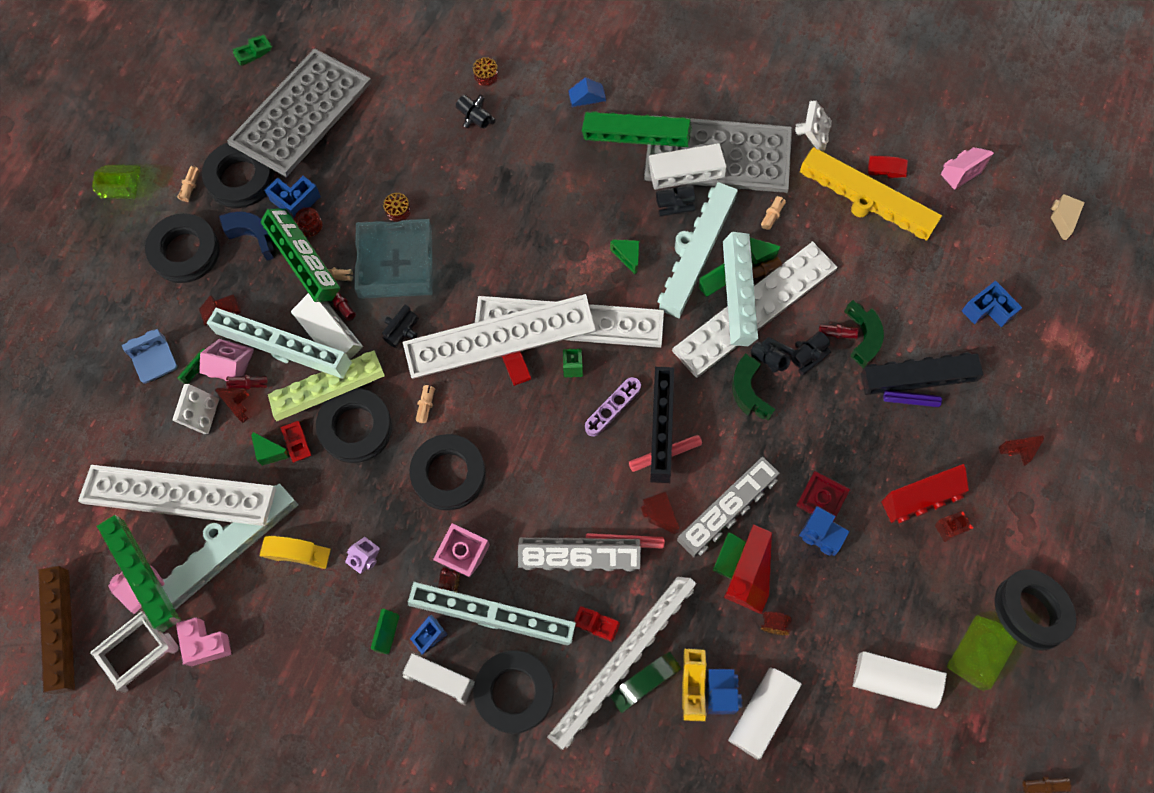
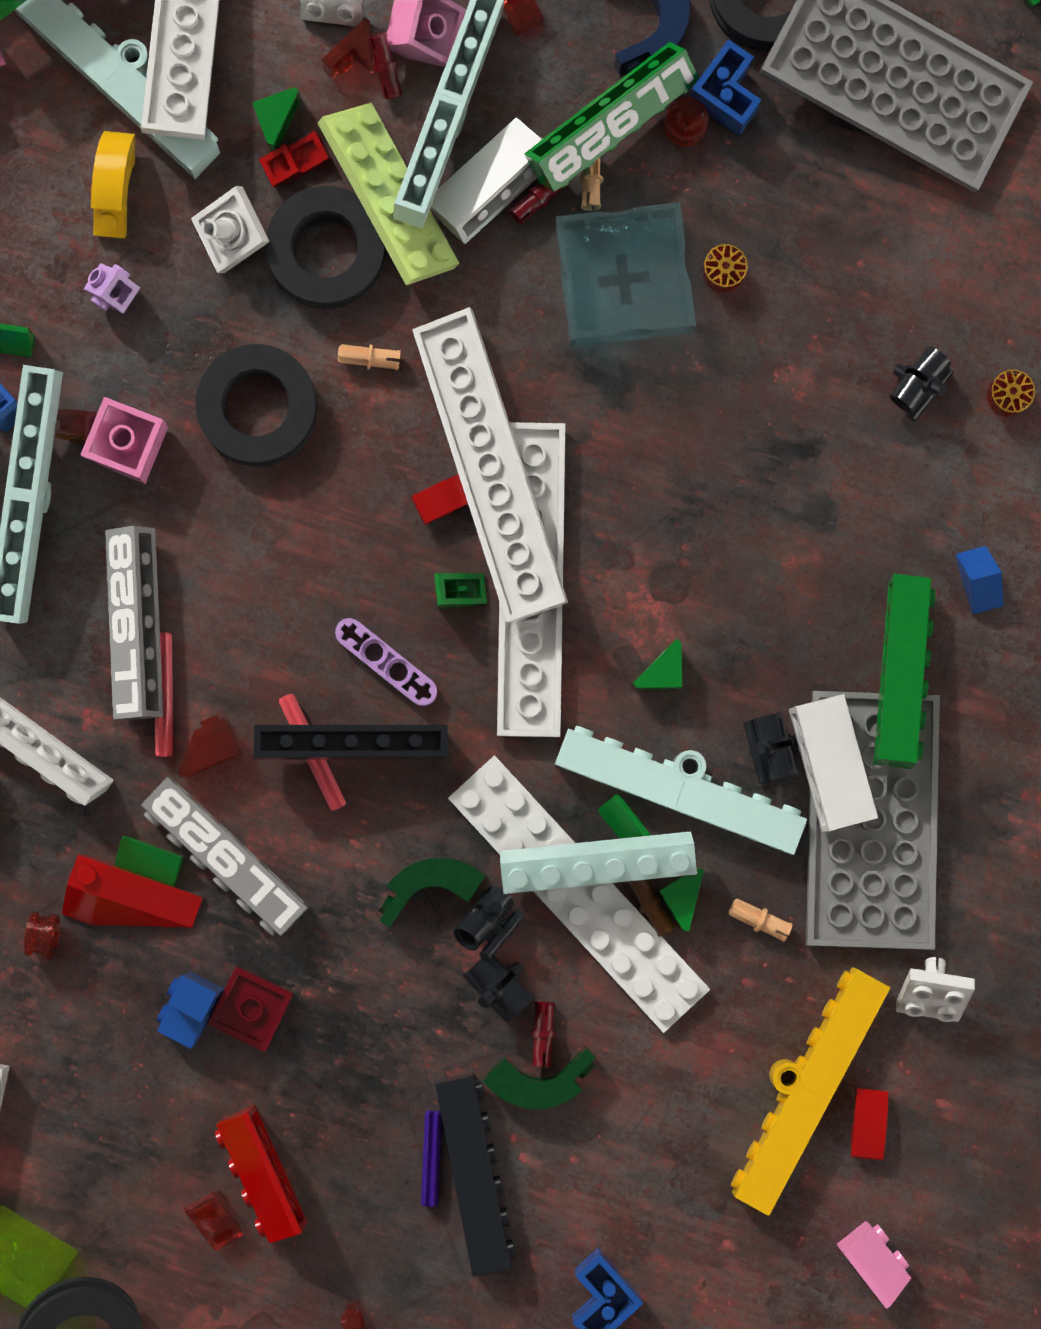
camera: 80 degrees right, 15 degrees up
(335, 480) = (230, 229): none -> white plate
(400, 327) = (499, 301): black pin -> none
(596, 624) = (31, 658): red slope -> none

